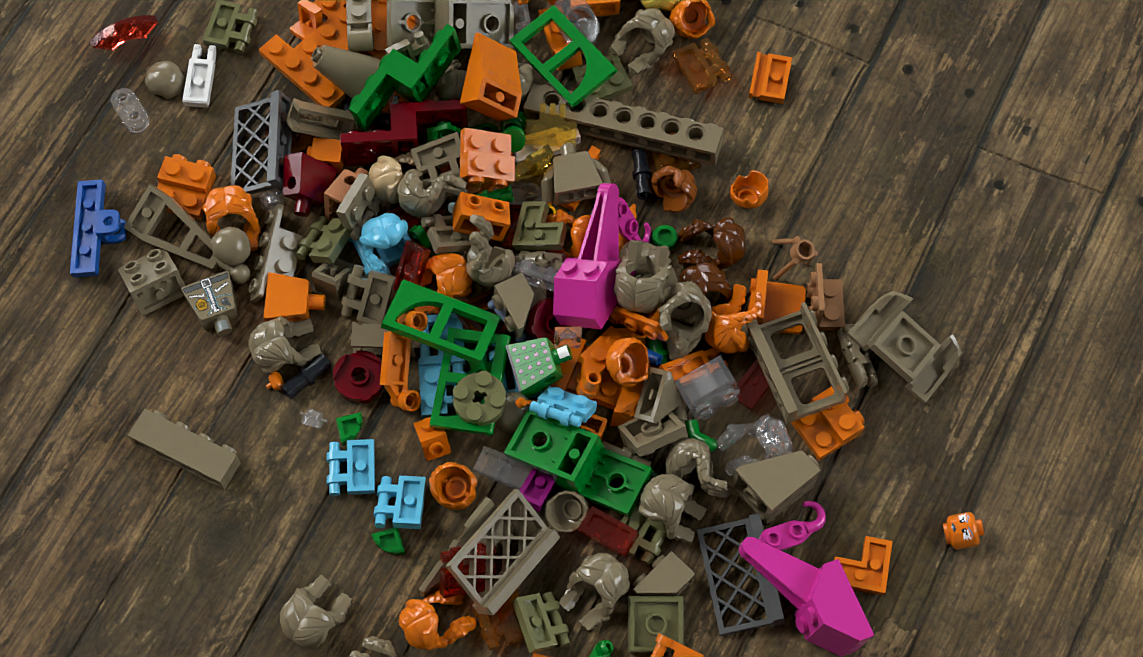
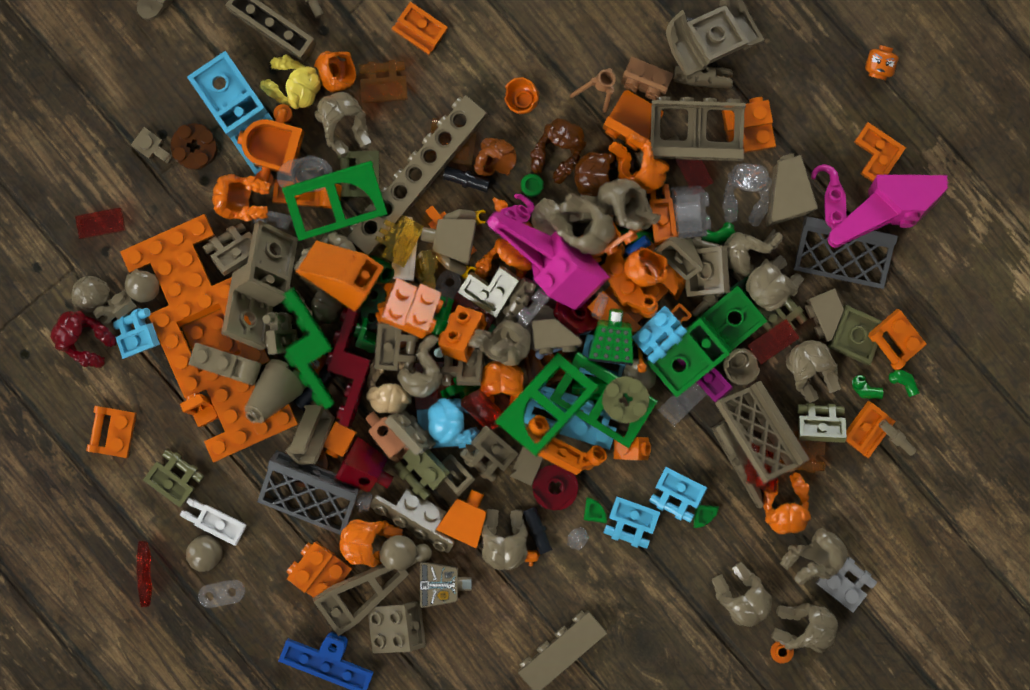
camera: 65 degrees left, 20 degrees up
(453, 486) = (682, 447): orange hair -> none
(518, 137) = (393, 272): green tile -> none

